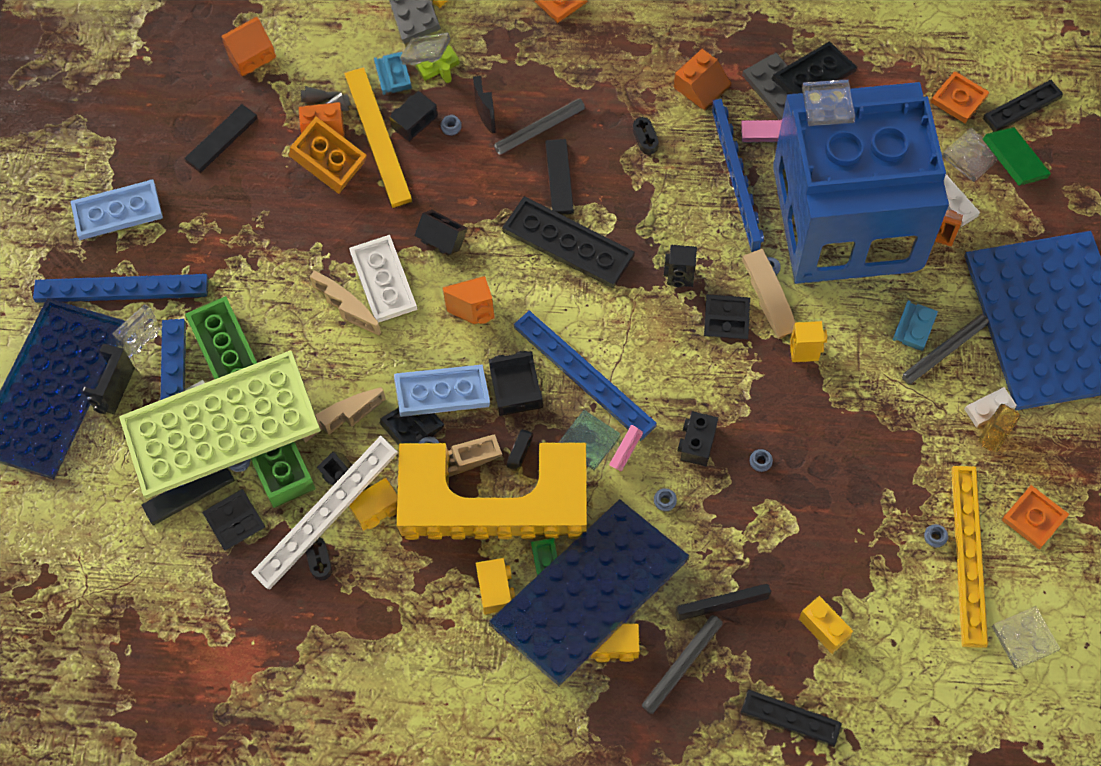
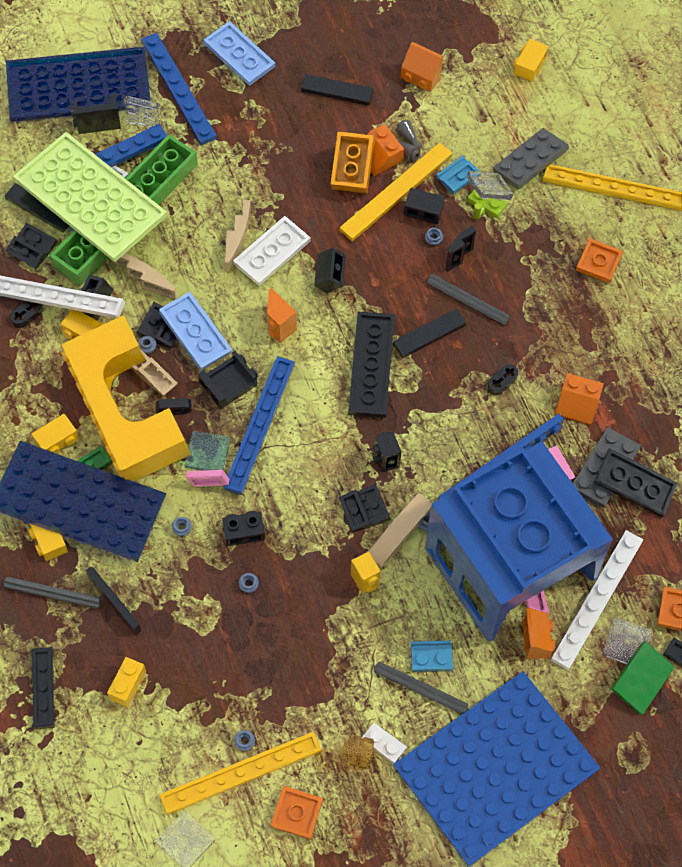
camera: 60 degrees right, 0 degrees up
(828, 102) = (539, 469): clear plate -> none

